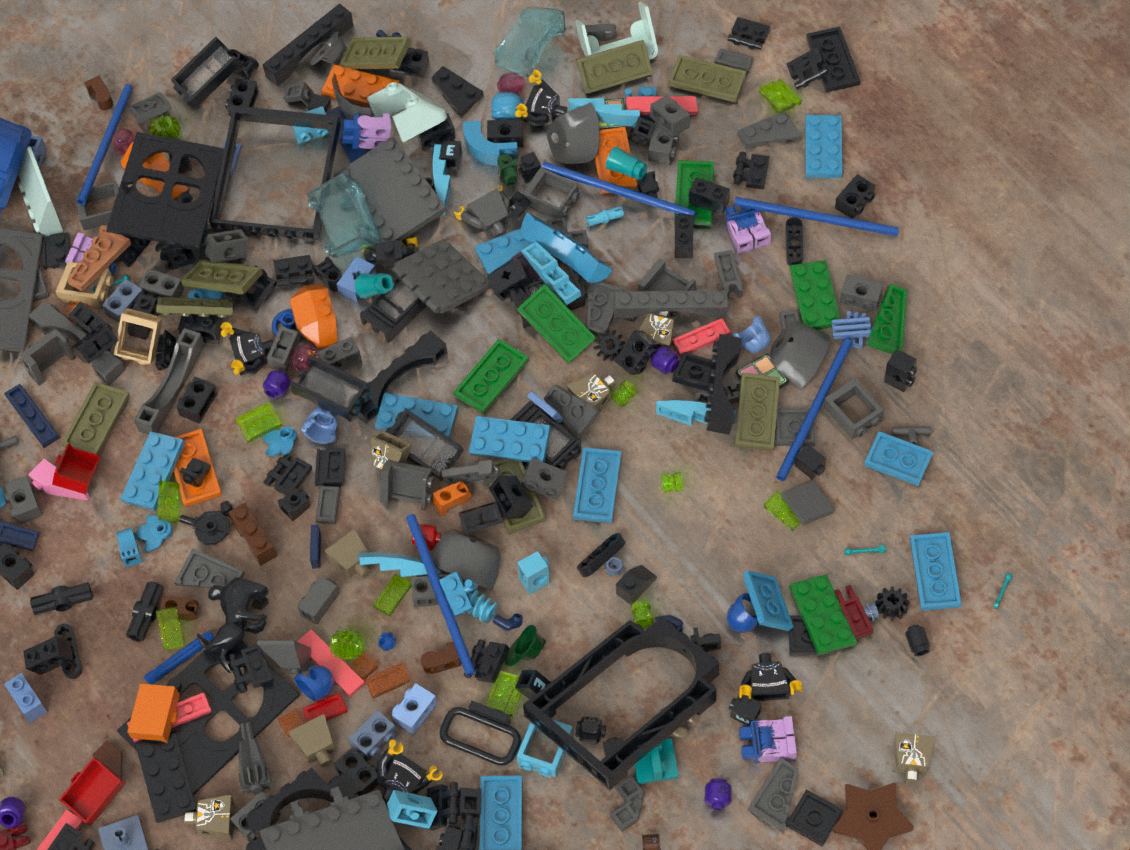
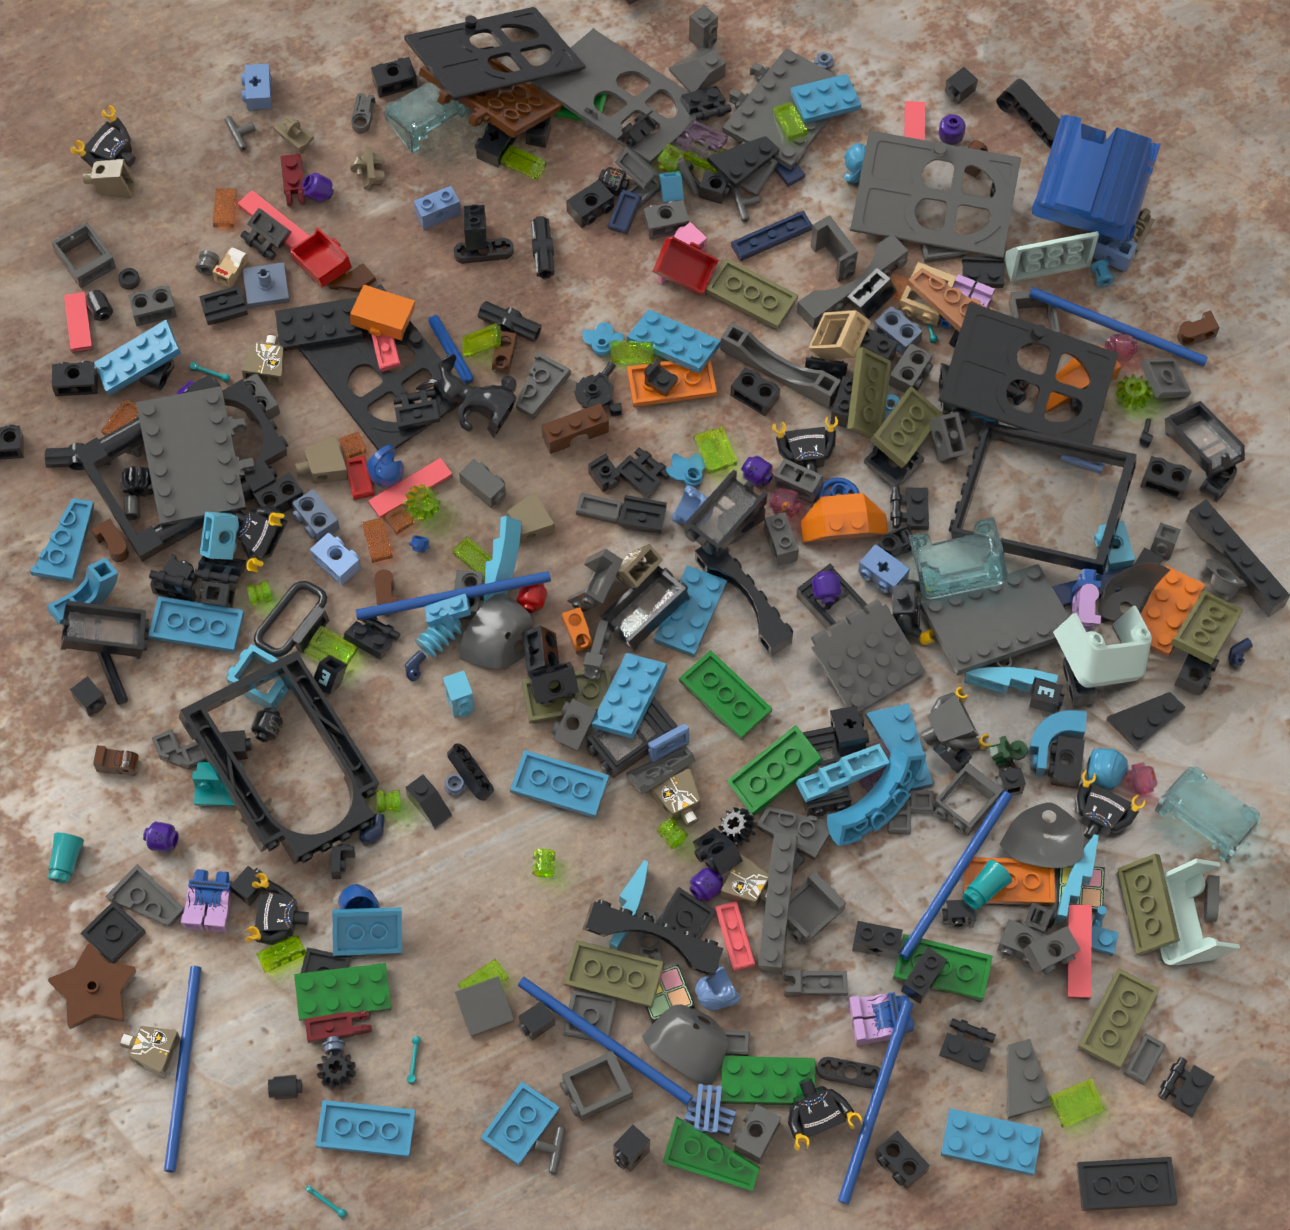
camera: 95 degrees right, 5 degrees up
(46, 164) = (1102, 273): none -> dark azure bush
(94, 343) = (832, 289): black brick -> none
(128, 547) = (589, 312): dark azure leg -> none
(205, 119) = (1146, 438): none -> black hand
(254, 773) = (314, 400): dark grey piece -> none
(288, 654) = (423, 443): dark grey slope -> none
(315, 546) = (547, 487): dark blue tile -> none
(373, 284) = (864, 578): teal plant -> none
(385, 307) = (826, 586): none -> dark purple head
(460, 768) = (259, 593): none -> clear neon green wheel
(525, 647) = (377, 675): dark green piece -> none
(604, 216) = (927, 857): medium azure pin -> none
(801, 670) = (281, 953): none -> clear neon green plate
(804, 64) = (1119, 1144): black plate -> none
(835, 253) = (817, 1111): none -> black torso
(922, 728) = (182, 1069): none -> blue piece

